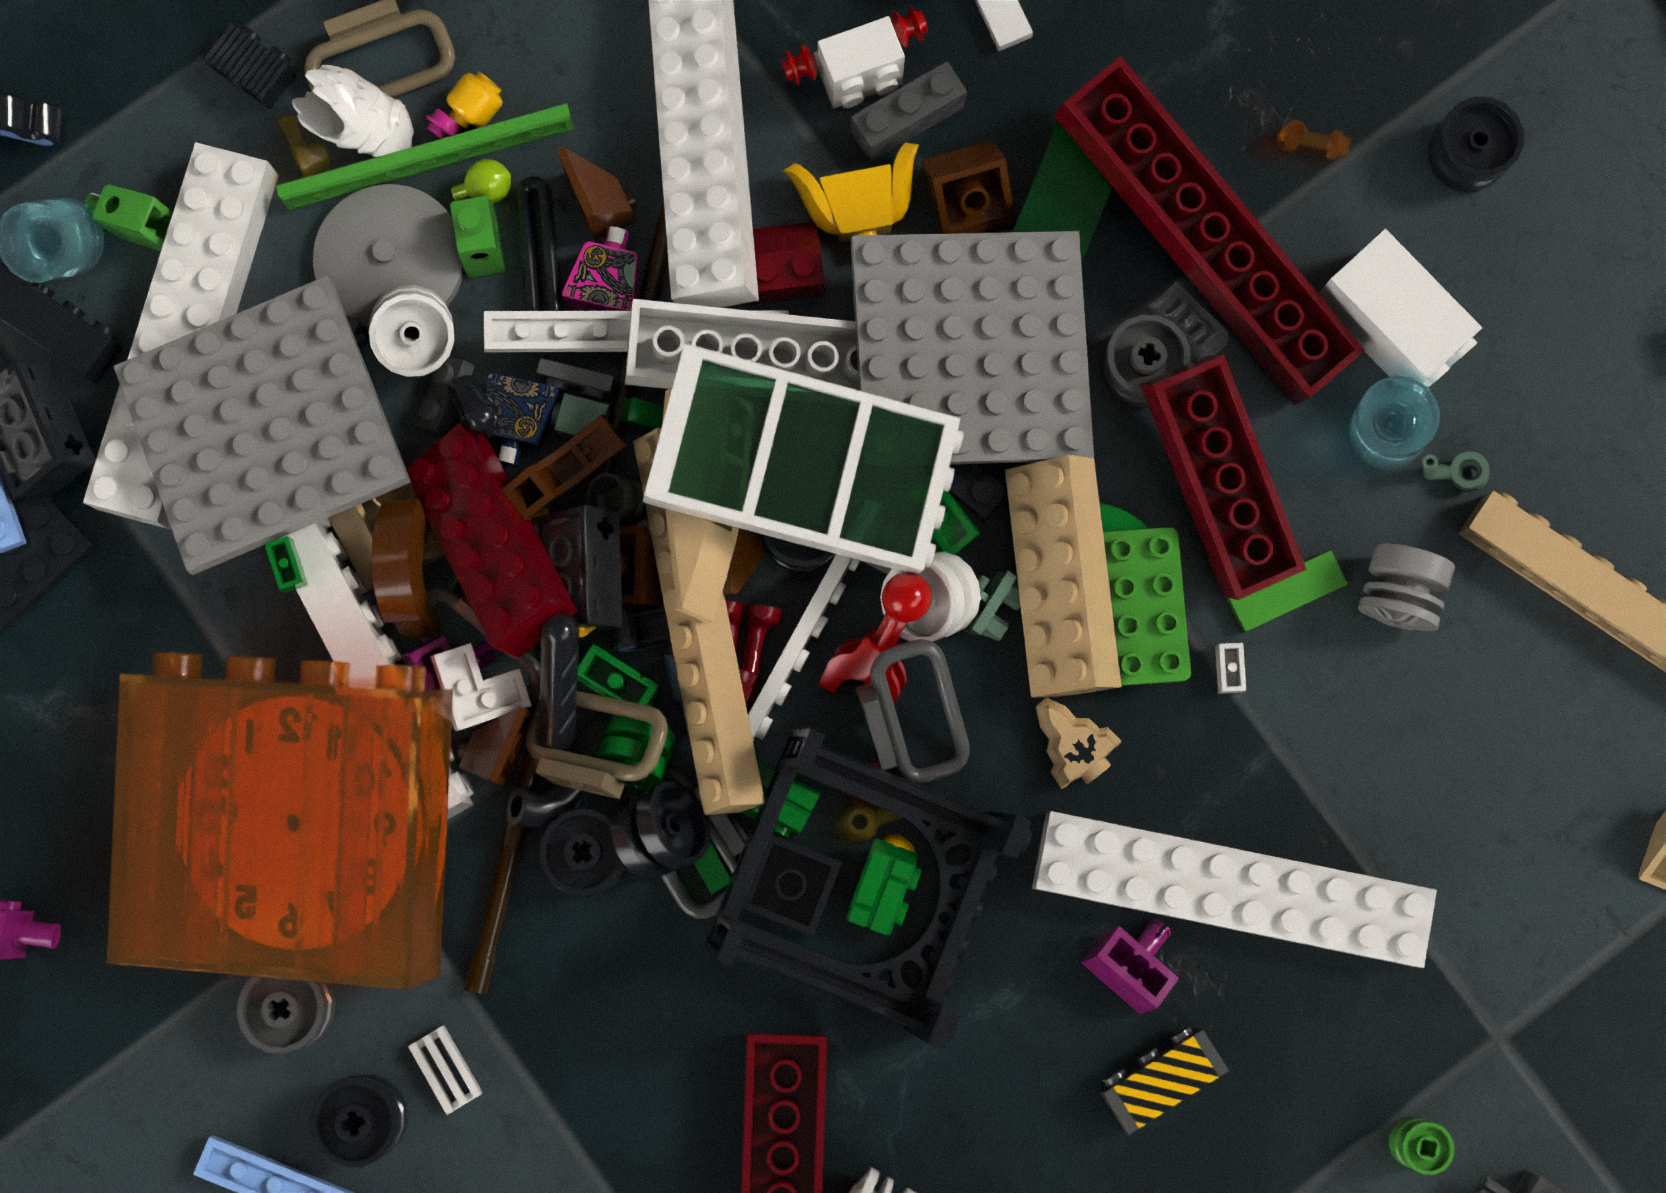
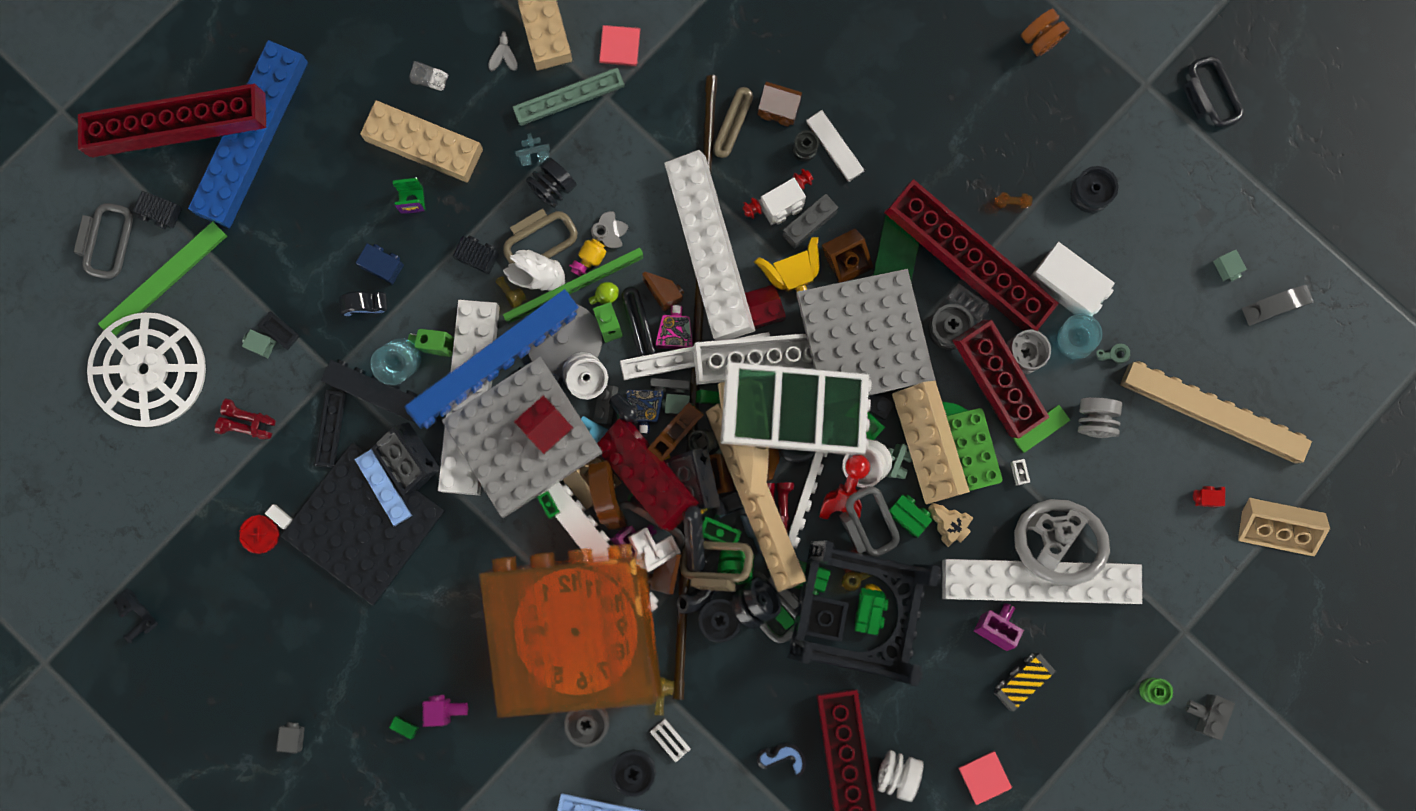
camera: 10 degrees left, 0 degrees up
(62, 50) = (379, 263): none -> dark blue brick
(228, 265) = (491, 359): none -> blue brick
(301, 404) = (543, 424): none -> dark red slope
(412, 438) = (596, 430): none -> medium azure piece
(453, 967) = (667, 689): none -> clear yellow bar
(522, 66) = (611, 228): none -> light grey plate
(658, 1134) = (781, 753): none -> animal
(997, 714) = (910, 516): none -> green brick
(1286, 809) = (1060, 537): none -> light grey piece
(1303, 431) = (1035, 349): none -> light grey wheel
(1597, 782) = (1209, 496): none -> red brick

